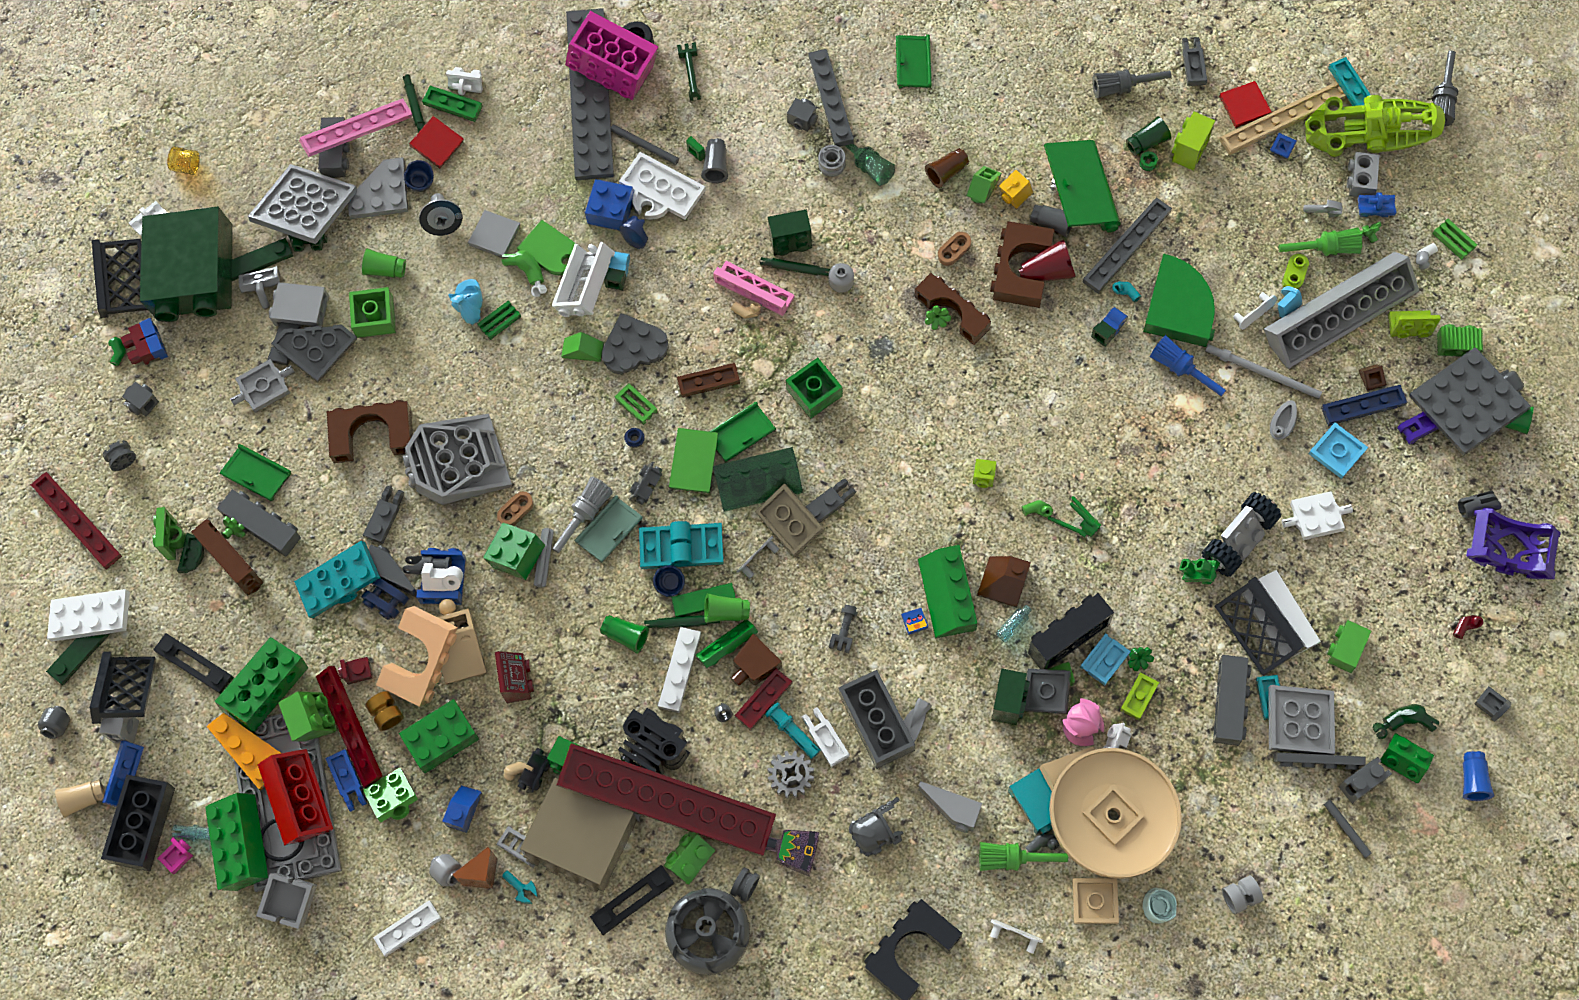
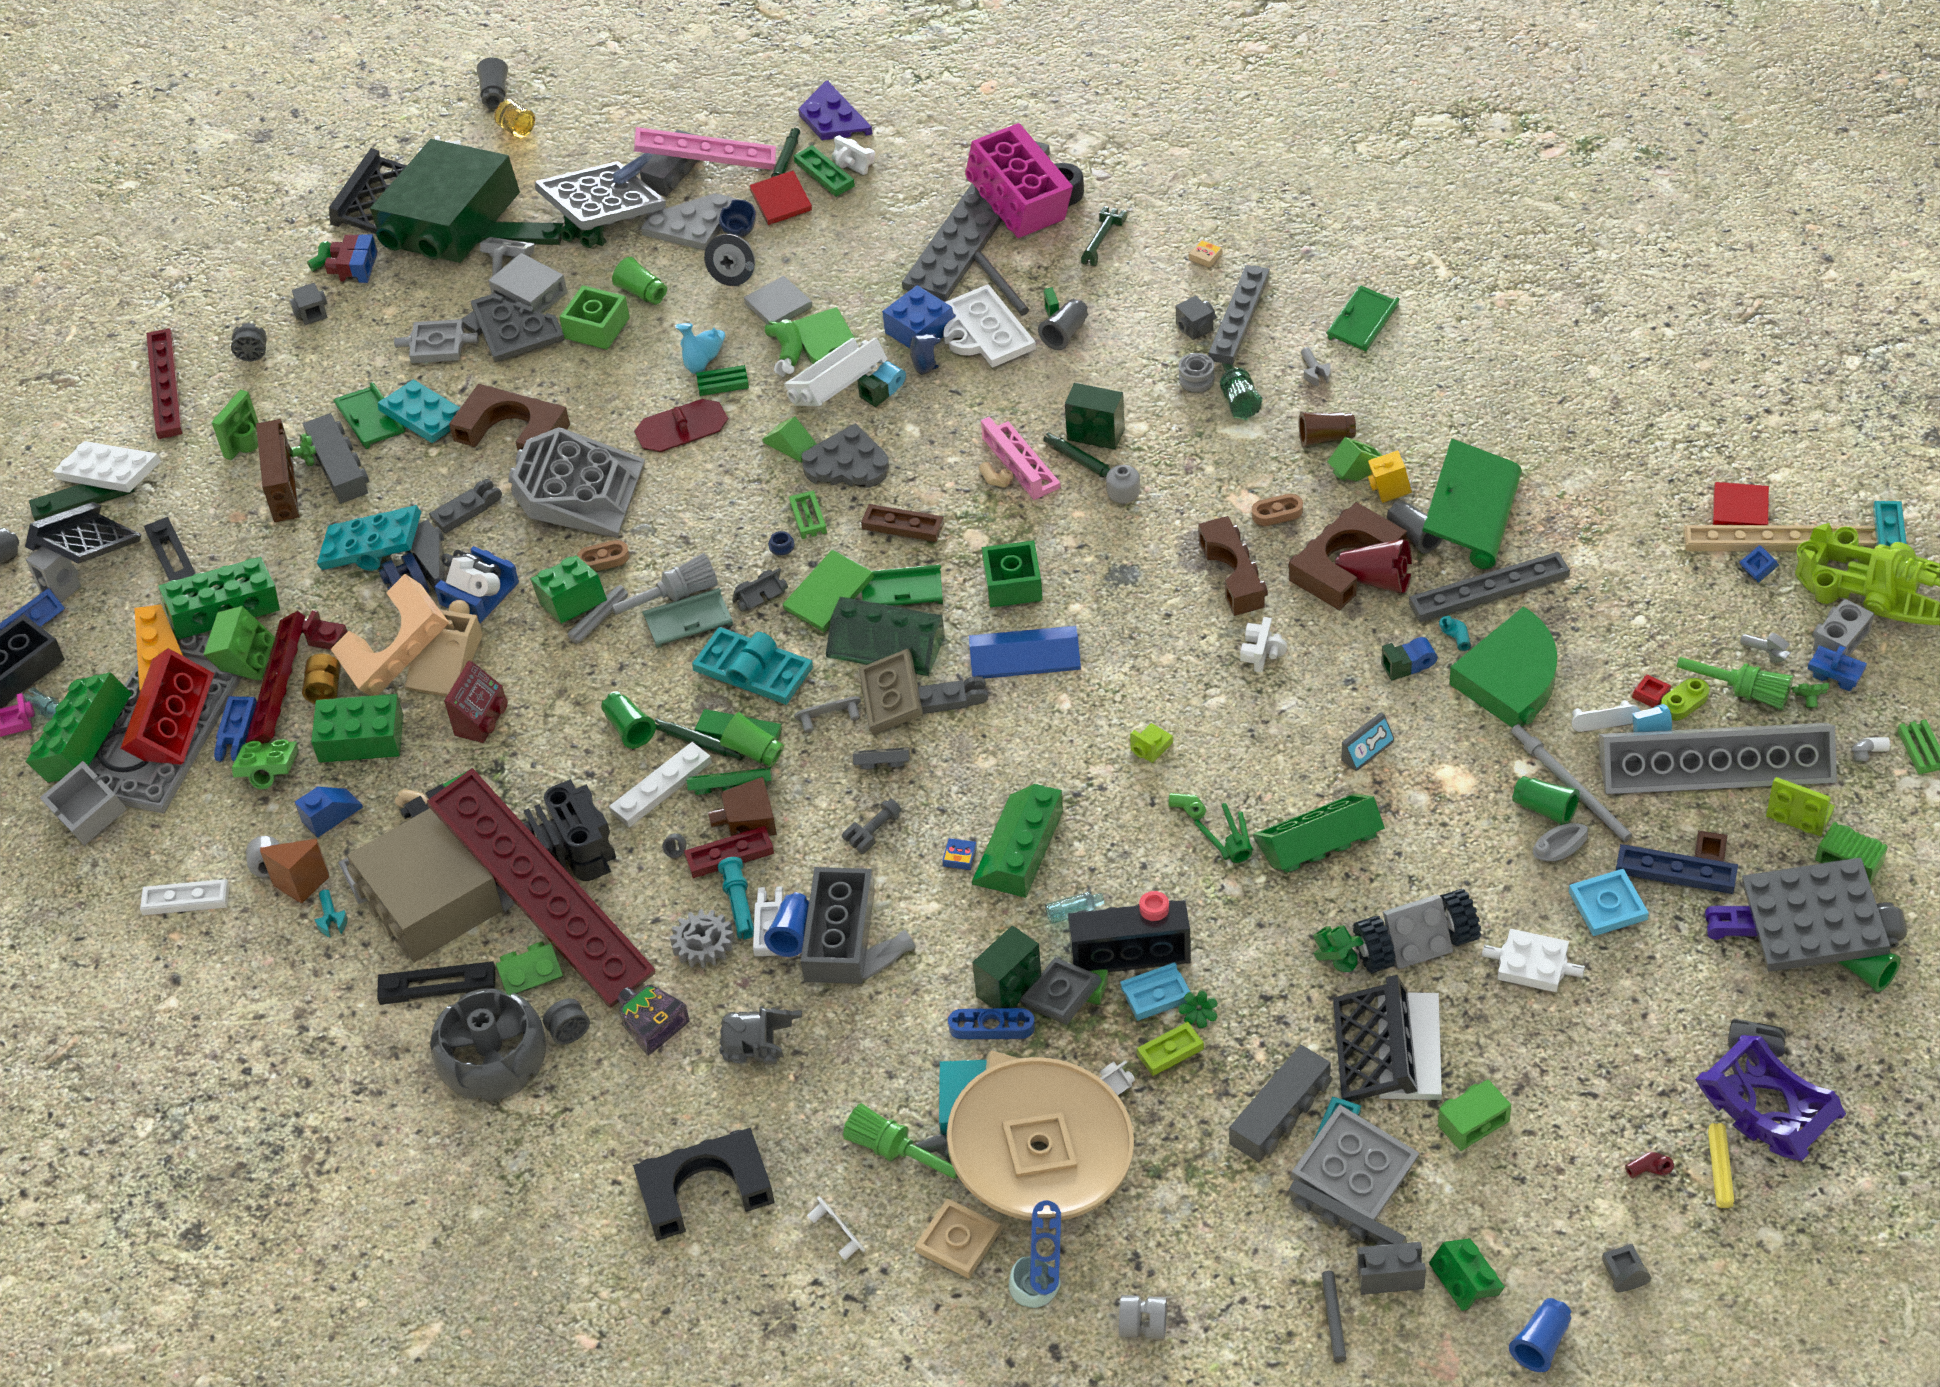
camera: 30 degrees right, 20 degrees down
(142, 135) = (492, 80): none -> dark grey plant
(191, 554) = (245, 463): dark green tile -> none
(295, 451) = (420, 410): none -> teal plate
(311, 168) = (631, 169): none -> sand blue axle
(423, 49) = (832, 114): none -> dark purple wing
(493, 371) = (681, 425): none -> dark red shield
(668, 581) = (711, 689): dark blue hair -> none
(772, 54) = (1205, 253): none -> tan tile
(817, 573) = (893, 756): none -> dark grey plate
(848, 738) = (788, 928): none -> blue plant
(856, 442) = (1024, 652): none -> blue slope
(907, 118) = (1310, 374): none -> light grey bar
(937, 317) = (1207, 567): bright green plant -> none
(955, 808) = (866, 1063): light grey slope -> none
(1004, 579) = (1097, 859): reddish brown slope -> none
(1012, 370) = (1265, 644): none -> white hips
(1014, 745) = (1013, 1016): none -> blue beam
(1082, 722) = (1081, 1036): bright pink helmet -> none
(1083, 608) = (1154, 905): none -> coral tile
(1122, 81) = (1598, 424): dark grey piece -> none
(1123, 405) = (1367, 742): none -> slope
(1133, 487) = (1320, 831): none -> green slope
(1148, 155) = (1573, 514): green bush -> none
(1149, 136) = (1591, 489): dark green plant -> none
(1172, 891) = (1051, 1271): none -> blue beam
(1181, 363) = (1468, 726): blue piece -> none
(1192, 140) = (1642, 509): lime brick -> none
(1194, 63) = (1702, 441): dark grey hinge -> none
(1259, 393) = (1547, 799): none -> green plant
(1272, 277) = (1651, 691): none -> red tile
(1405, 715) = (1495, 1222): dark green arm -> none
(1506, 603) = (1721, 1165): none -> light yellow axle

